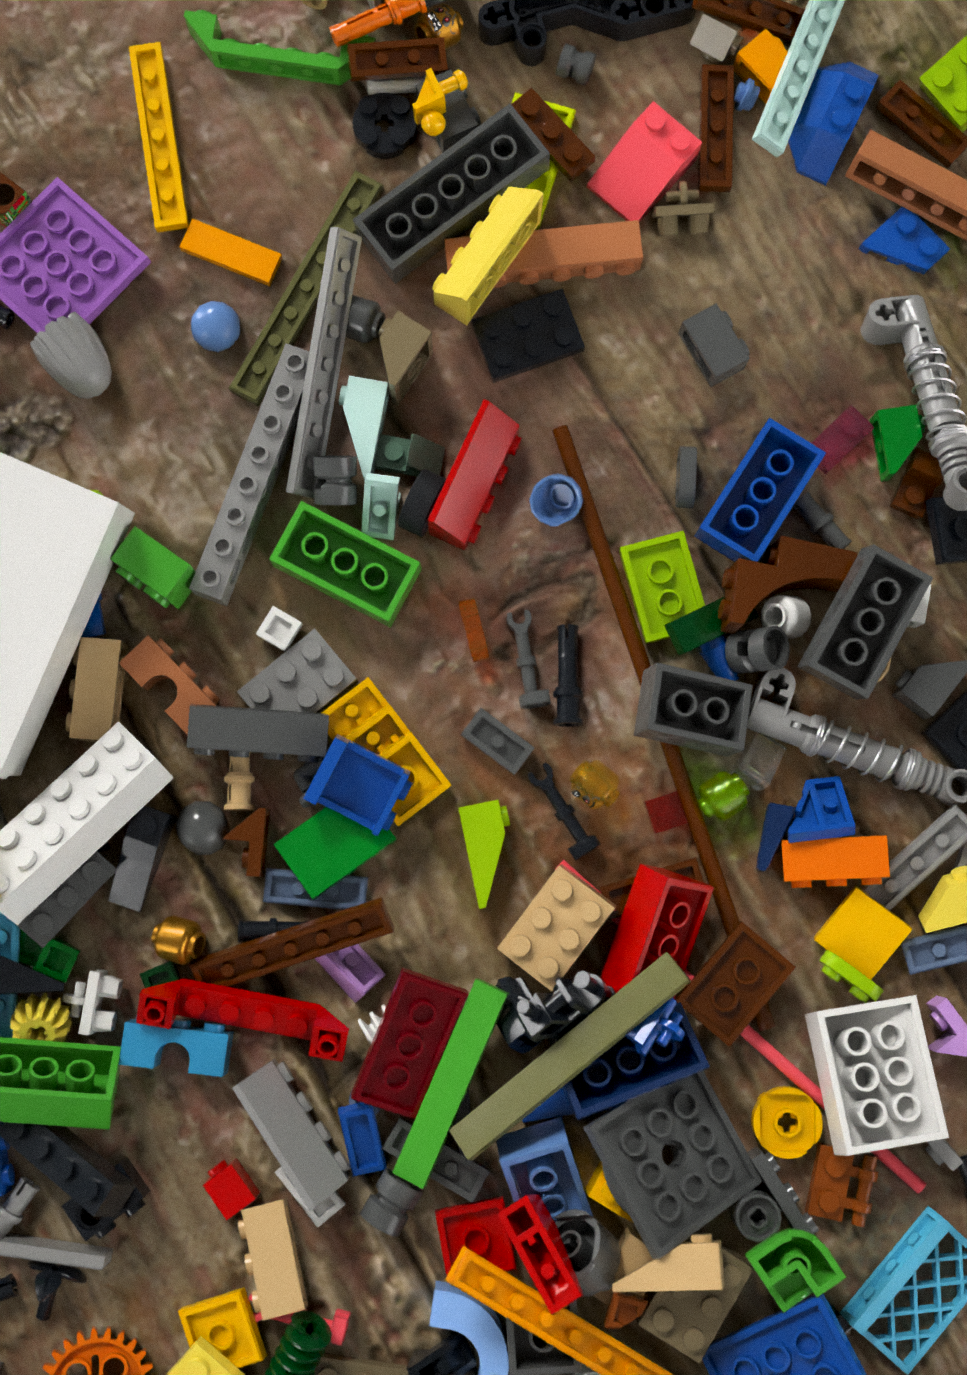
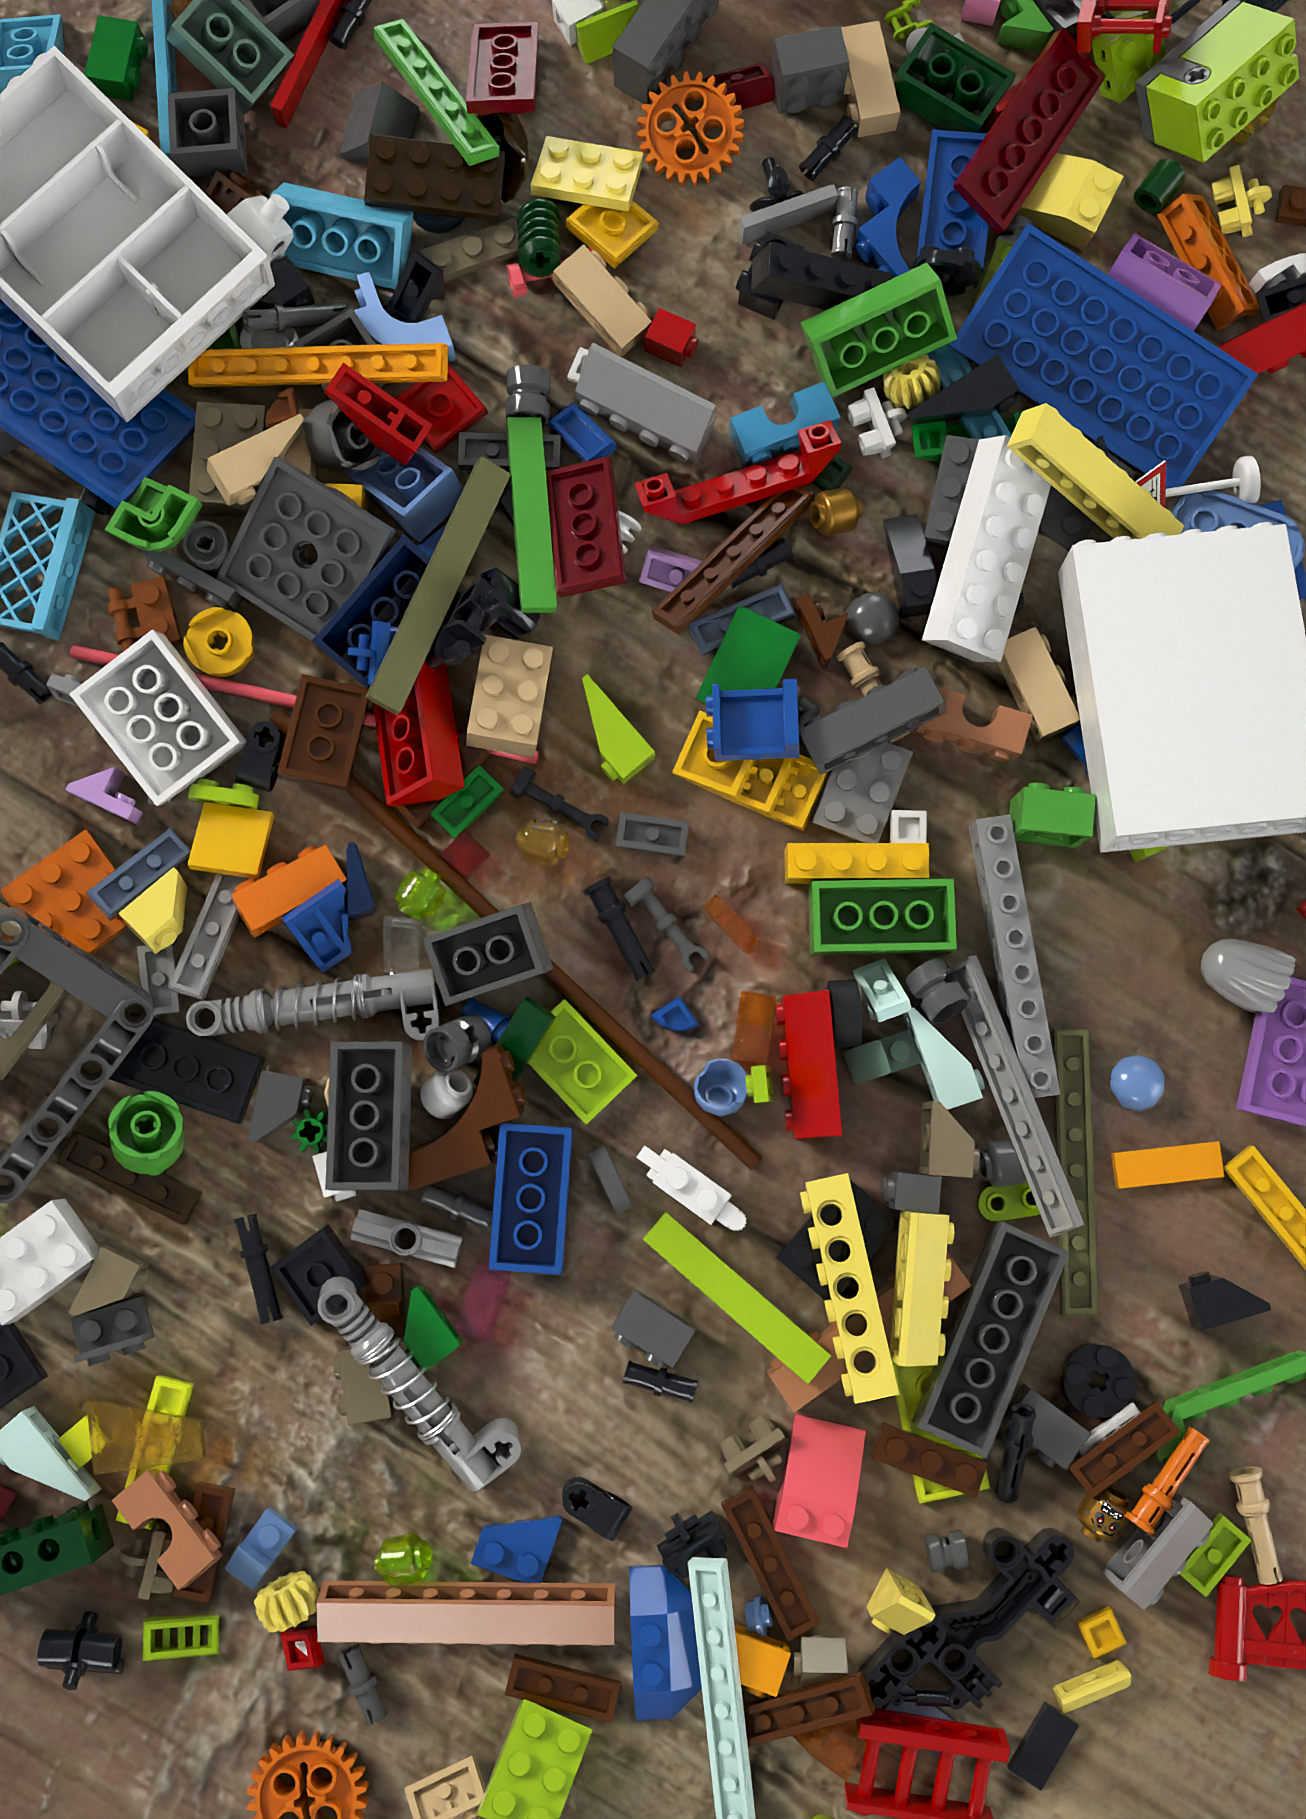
camera: 155 degrees right, 0 degrees up
(256, 128) = (1216, 1301): none -> black slope
(340, 621) = (855, 861): none -> yellow brick
(373, 285) = (1013, 1202): none -> lime plate
(431, 101) = (1063, 1417): yellow piece -> none
(451, 333) = (911, 1192): none -> dark grey brick
(478, 103) = (1017, 1442): none -> black pin
(503, 534) = (753, 1028): none -> clear orange slope
(524, 481) = (760, 1084): none -> lime plate
(560, 581) = (675, 1016): none -> blue tile
(565, 201) = (881, 1380): none -> light yellow brick
(624, 433) = (692, 1188): none -> white hinge
(633, 43) = (899, 1604): none -> light yellow slope
(635, 330) = (737, 1298): none -> lime tile
(652, 850) = (467, 804): none -> green plate
(729, 302) = (660, 1381): none -> black pin
(769, 174) = (690, 1539): none -> black hips
(804, 988) = (261, 761): none -> black piece
(830, 238) = (601, 1511): none -> black piece
(860, 504) = (385, 1230): none -> light grey piece
(920, 642) = (304, 1125): none -> green gear

